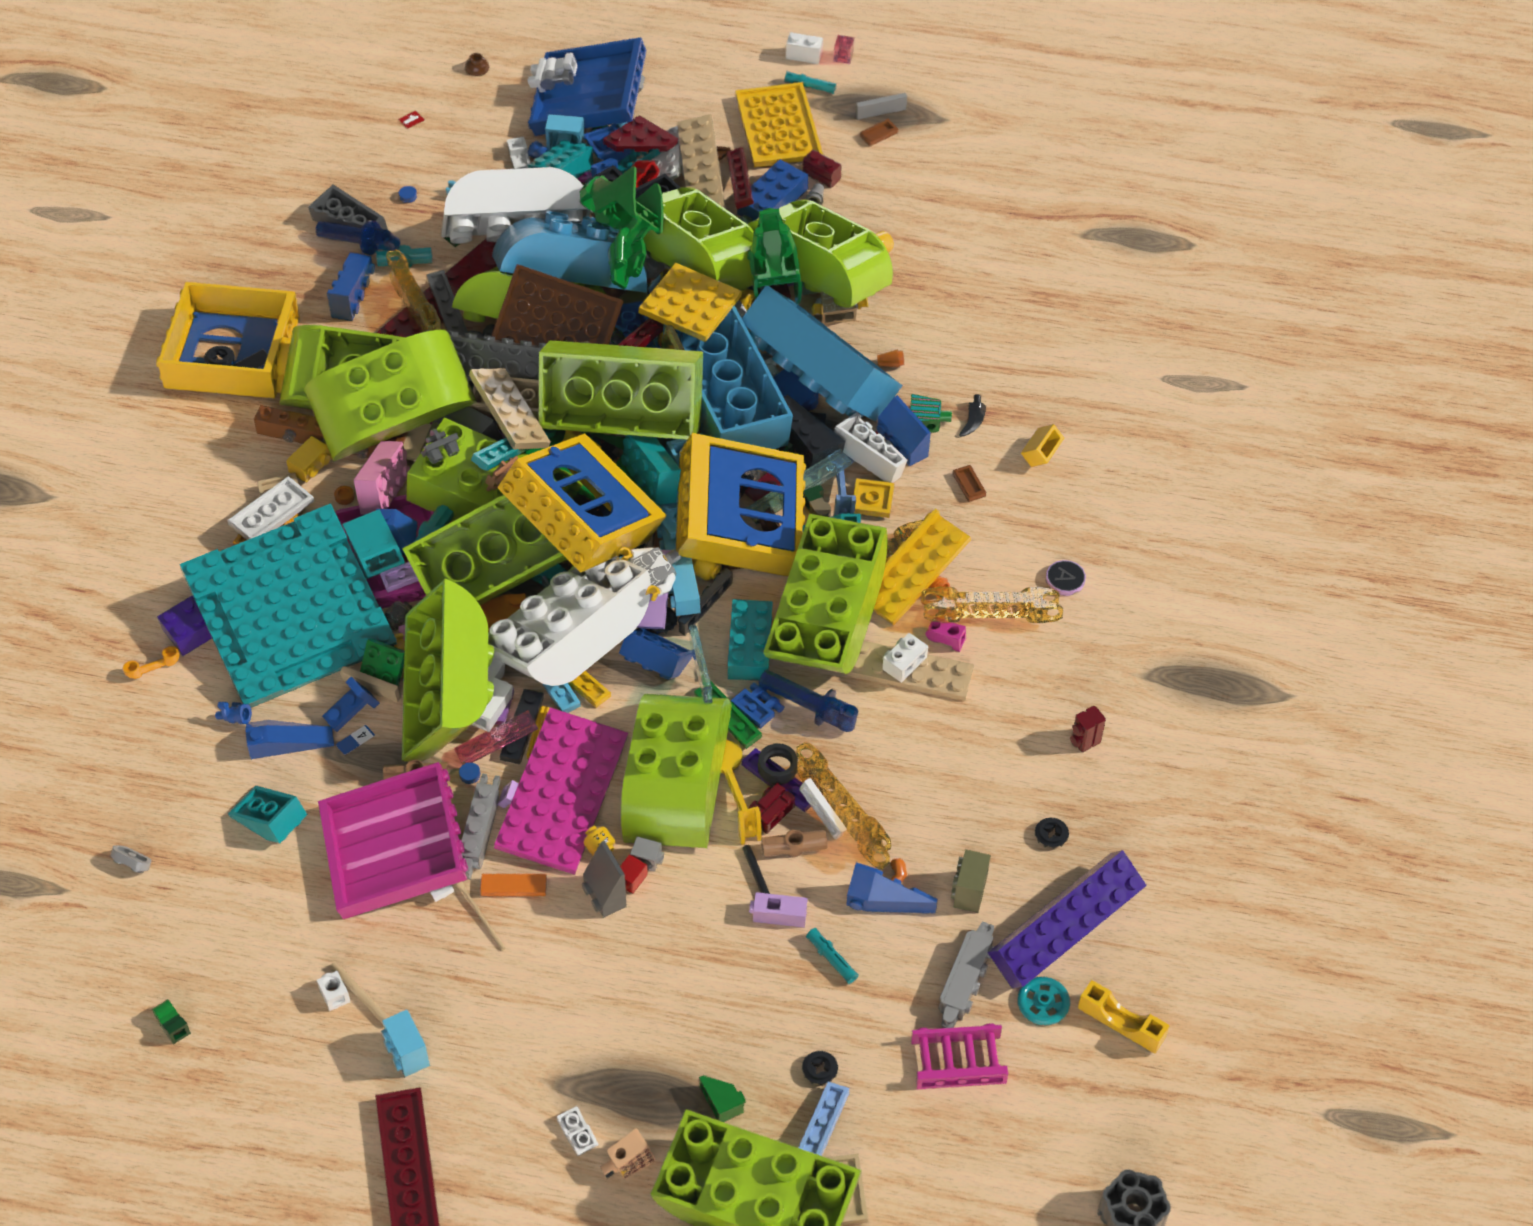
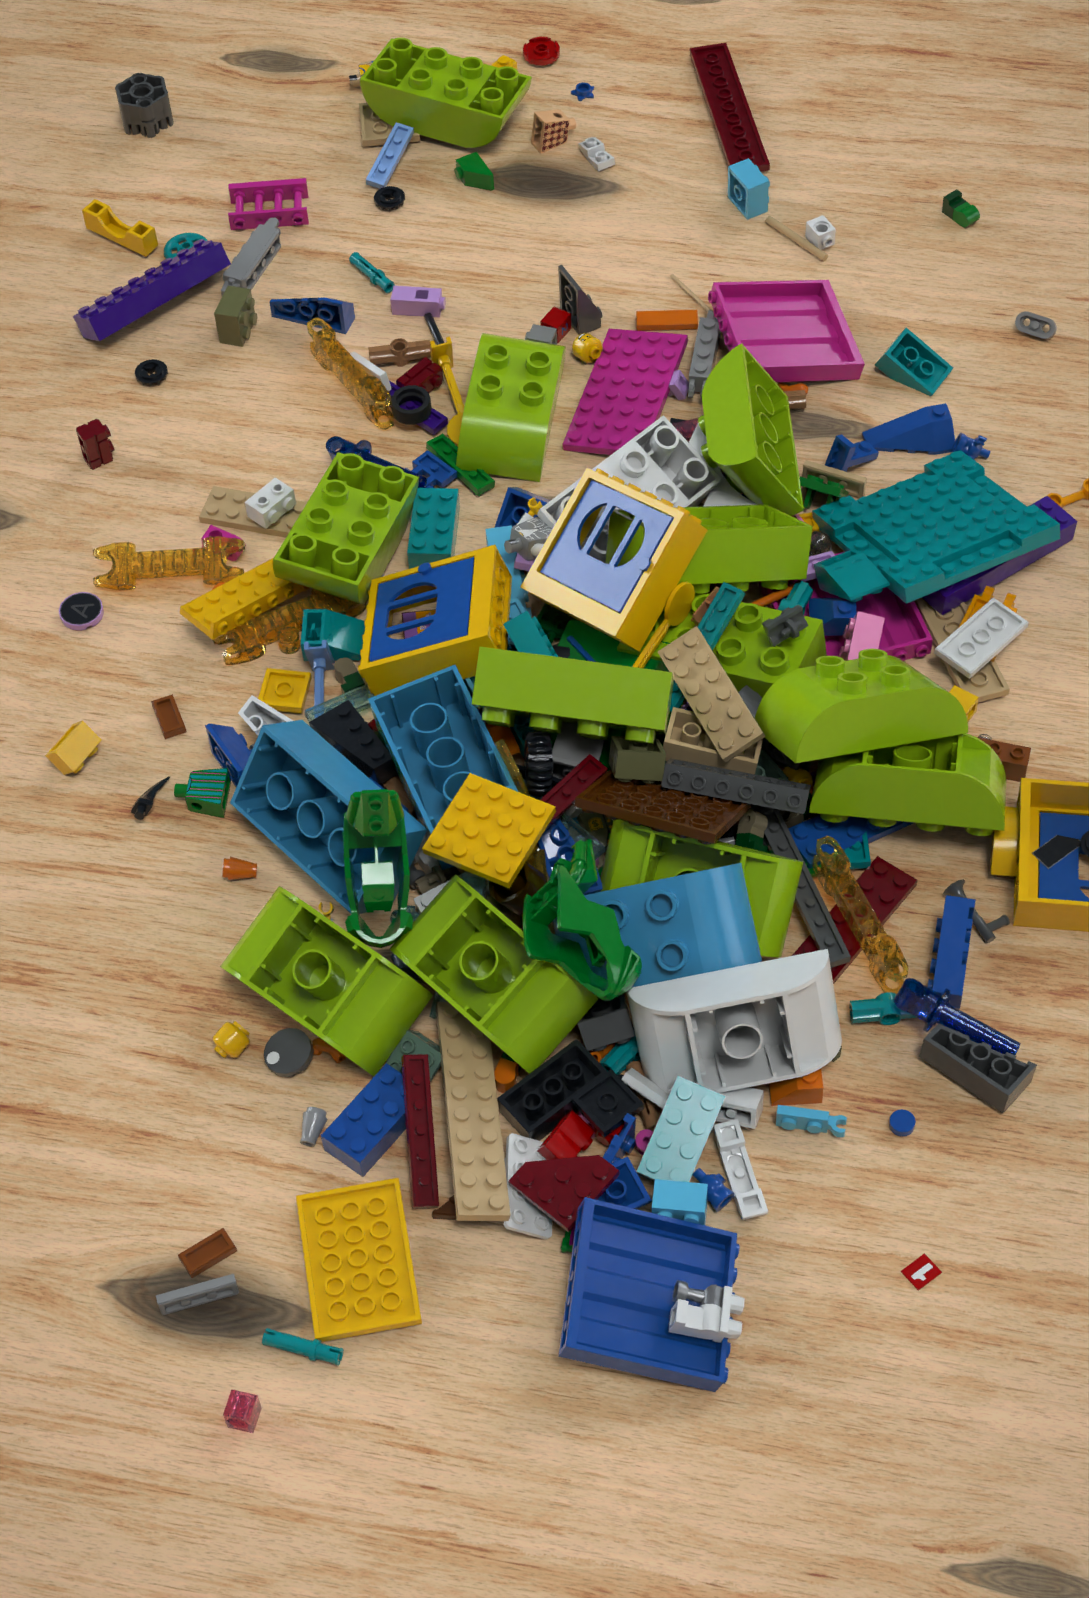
camera: 175 degrees left, 0 degrees up
(321, 309) = (984, 929): none -> dark grey piece
(355, 739) = (849, 433): sticker -> none
(476, 65) = (834, 1383): reddish brown piece -> none
(700, 664) = (485, 469): clear light blue tile -> none
(804, 48) = (305, 1412): white brick -> none
(822, 168) = (299, 1167): dark red brick -> none
(899, 868) = (301, 338): orange arm -> none

